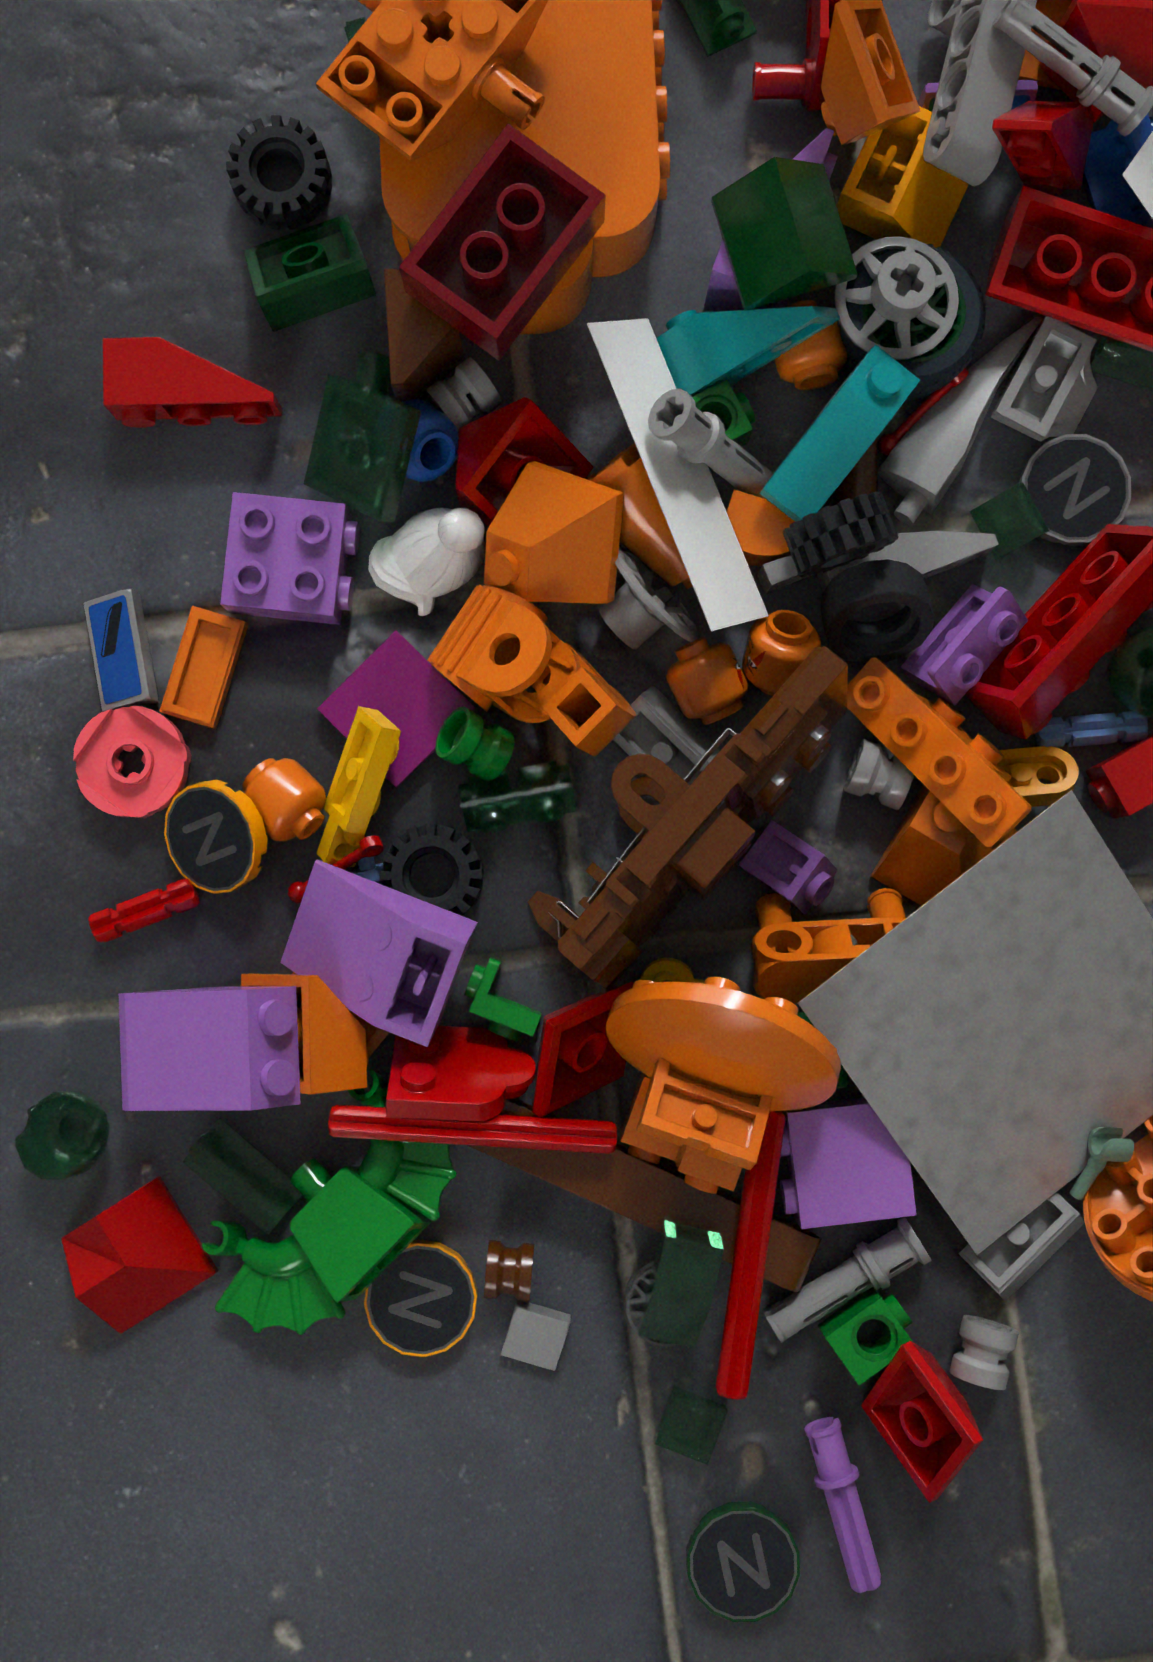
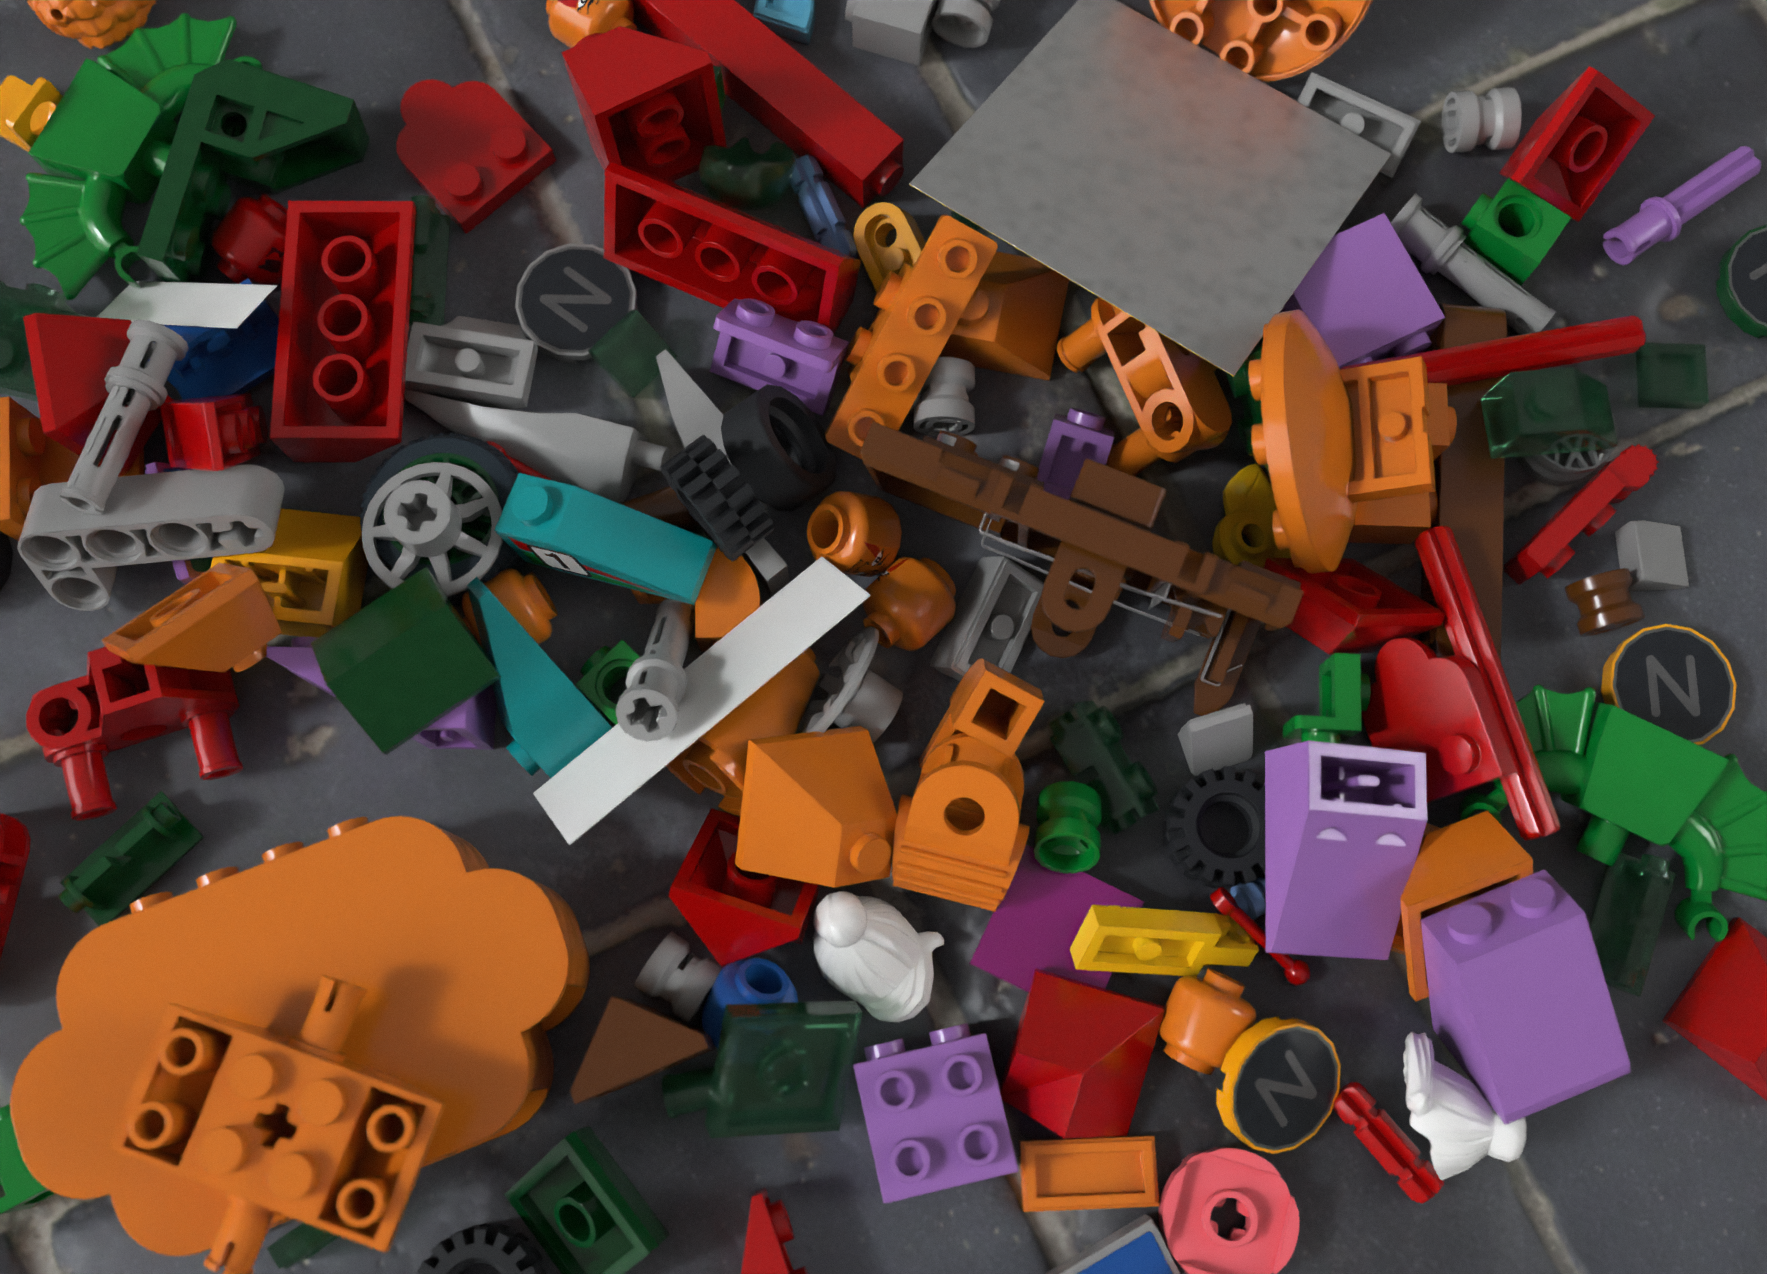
camera: 105 degrees left, 10 degrees down
(63, 1136) = (1676, 1140): clear green hair -> none
(145, 960) = (1454, 1113): none -> white hair
(291, 689) = (1080, 1056): none -> red slope
(503, 241) = (509, 963): dark red brick -> none
(505, 898) = (1218, 739): none -> light grey slope
(593, 1287) = (1583, 512): none -> red hinge
(1103, 1145) = (1242, 67): sand green hand -> none

